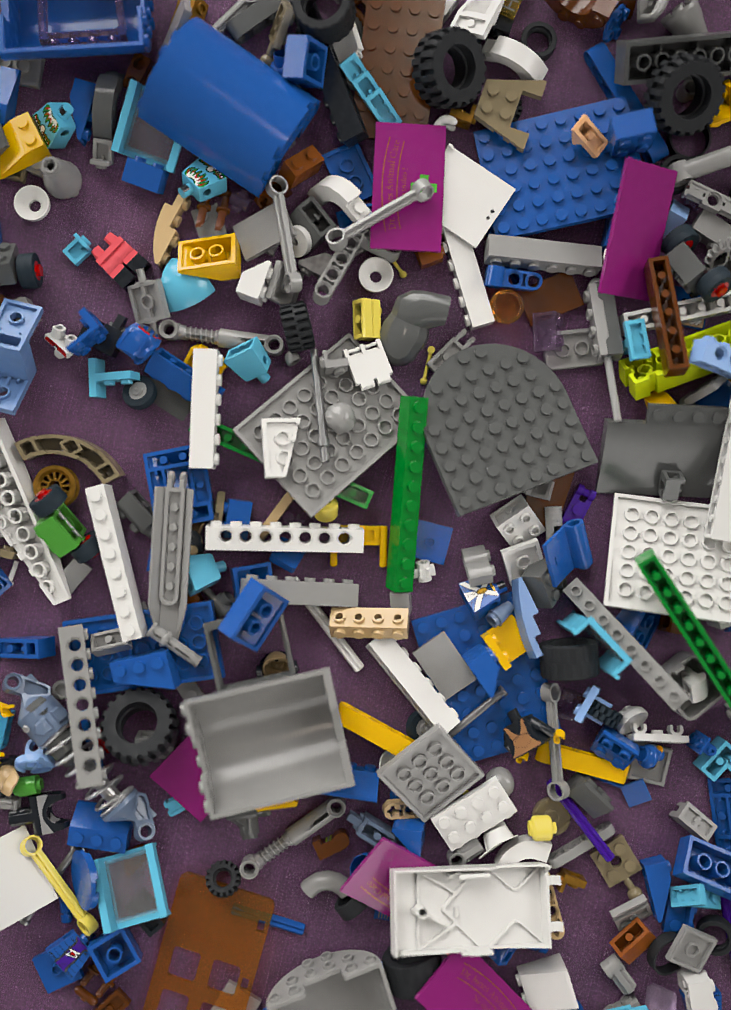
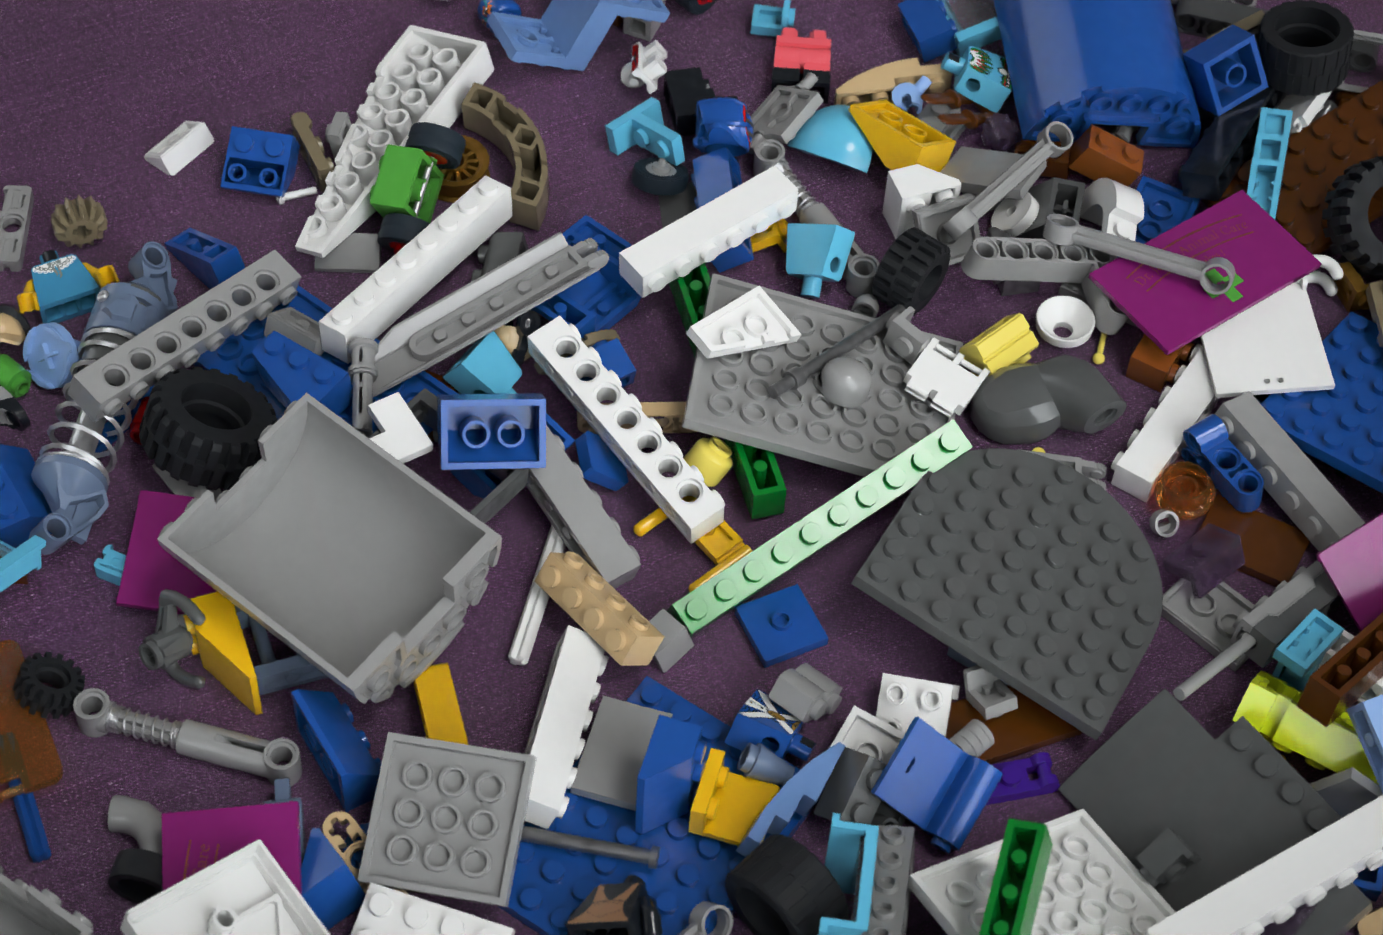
camera: 50 degrees right, 35 degrees down
(95, 334) = (680, 67): blue bracket -> none
(182, 227) = (908, 95): none -> light blue piece
(226, 657) = (399, 429): none -> white tile
(331, 844) = (204, 792): reddish brown leg -> none
(424, 571) = (733, 637): white gear -> none
(512, 329) = (1164, 529): none -> light grey hinge

